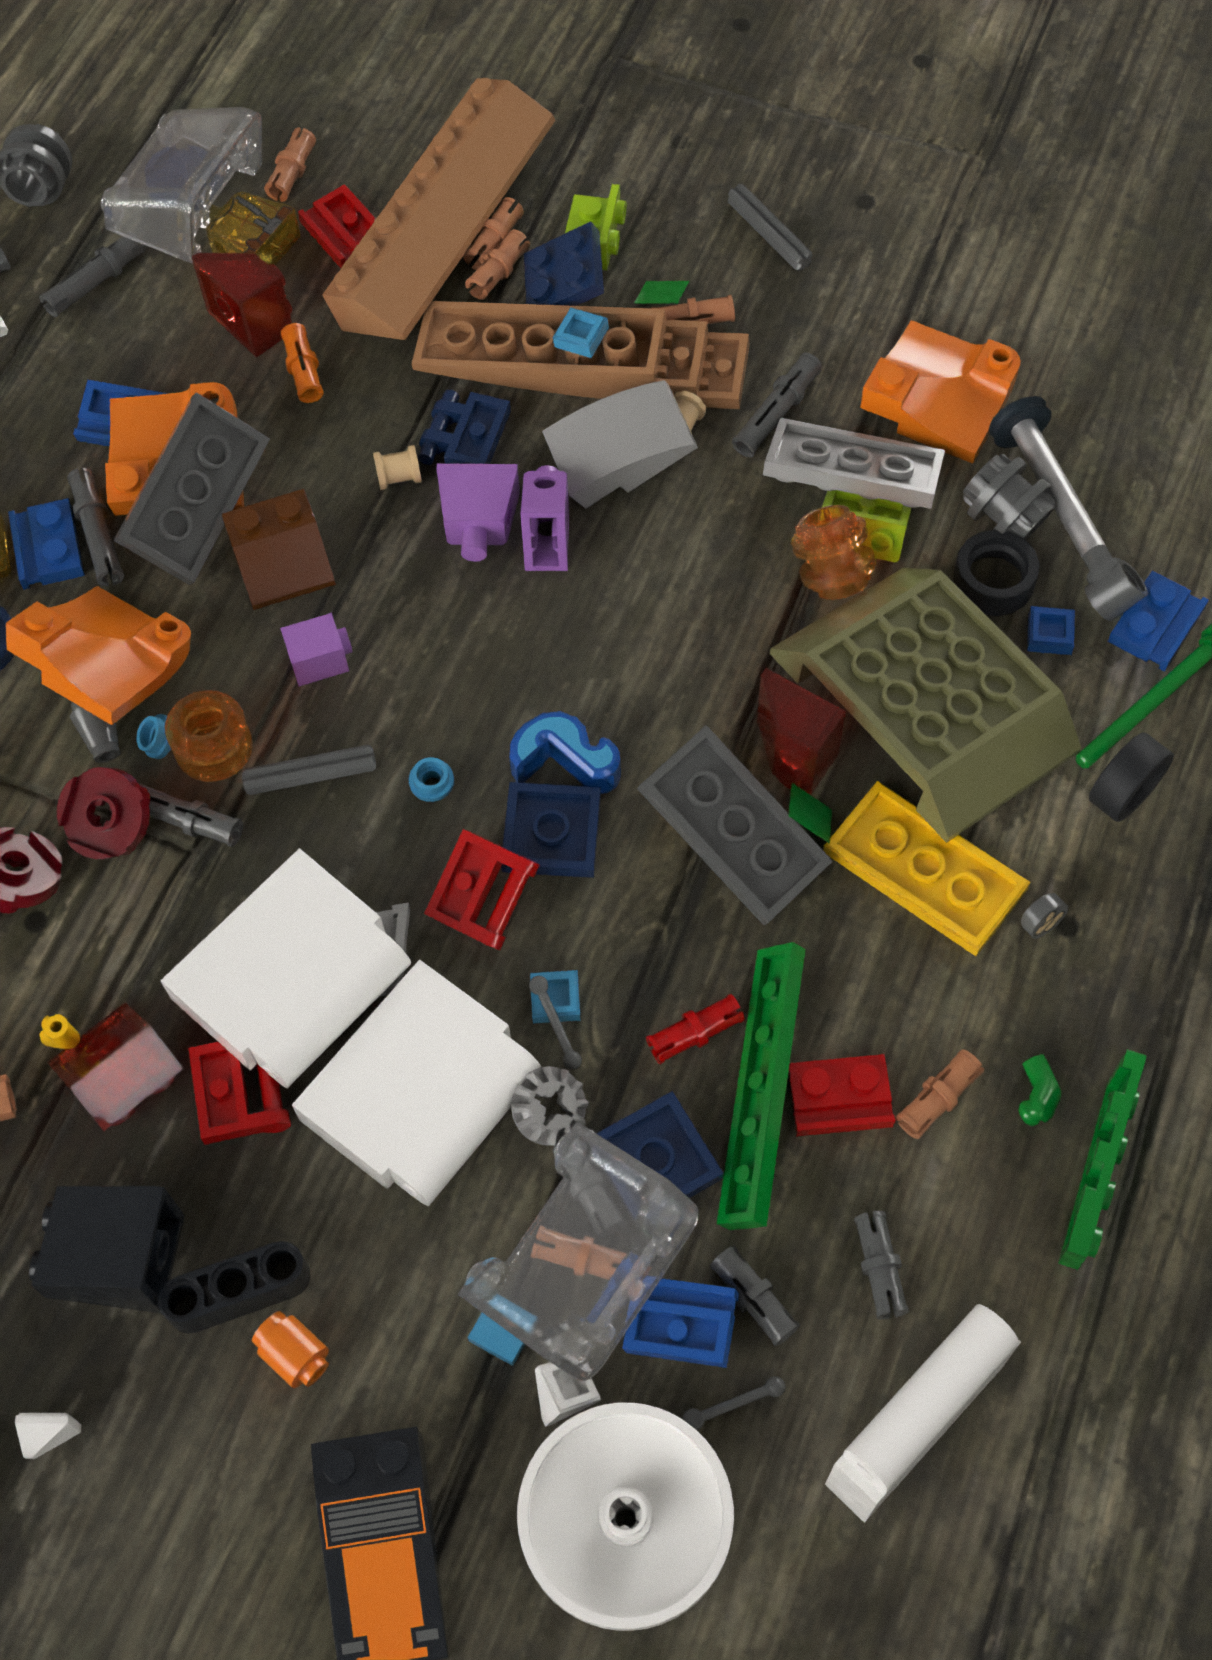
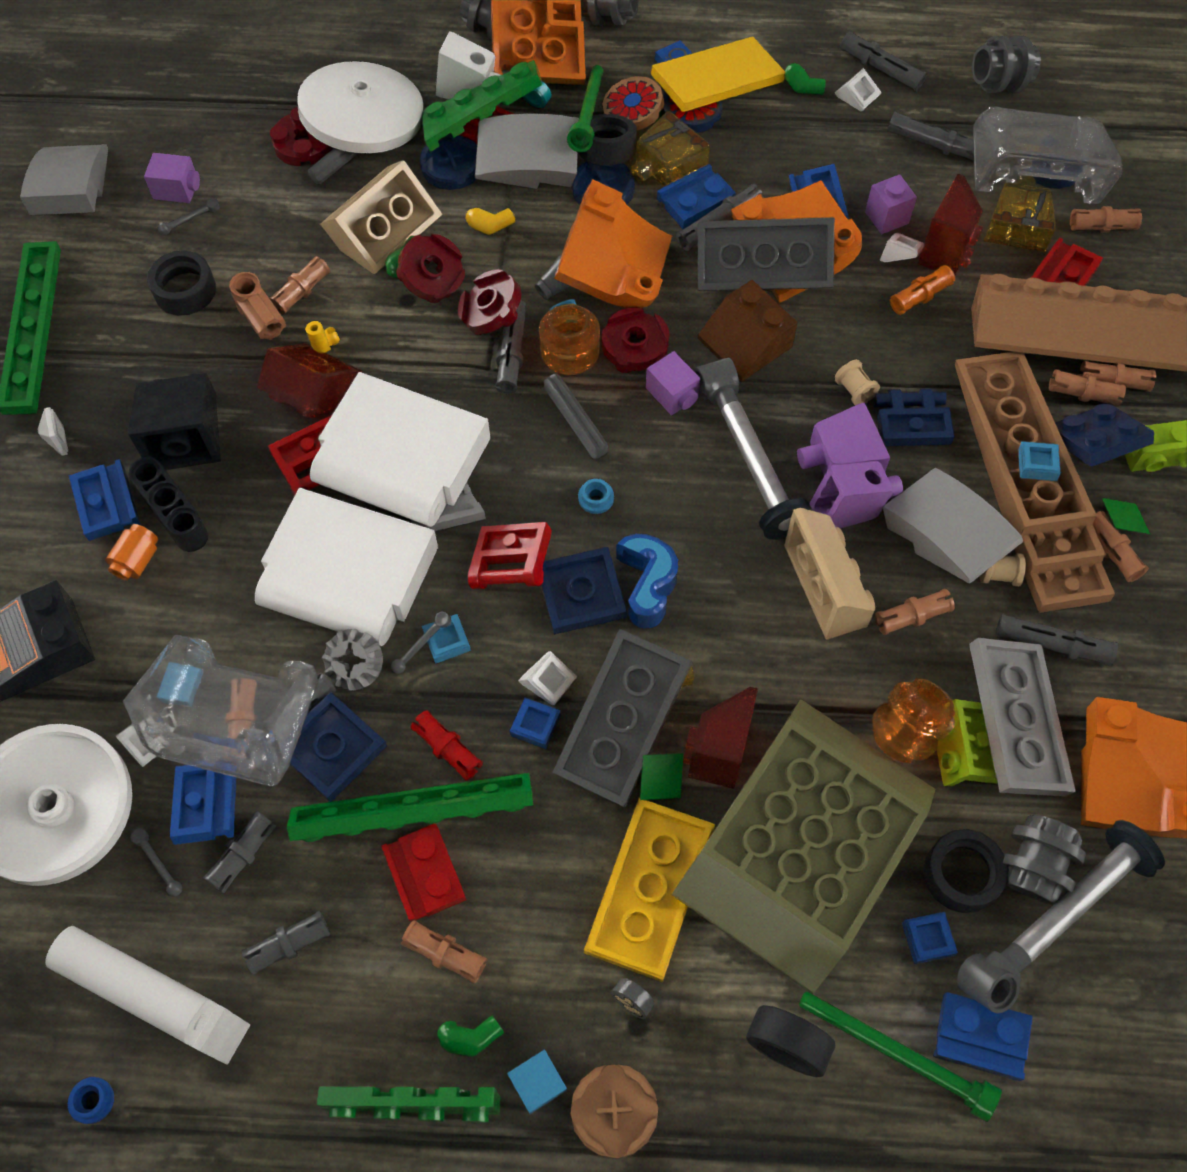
camera: 70 degrees right, 0 degrees up
(172, 348) = (890, 204): none -> medium lavender brick
(189, 1376) = (103, 500): none -> blue plate
(232, 363) = (901, 248): none -> white slope
(237, 648) = (629, 355): none -> dark red plate
(345, 601) = (721, 385): none -> piece
(631, 577) = (828, 573): none -> tan slope
(647, 899) = (548, 678): none -> white slope
(697, 928) = (535, 723): none -> blue tile
(699, 516) = (914, 611): none -> nougat pin
(1019, 1520) = (78, 1097): none -> blue plate
(1103, 1037) = (537, 1081): none -> dark azure tile
(1150, 972) = (614, 1111): none -> medium nougat tile

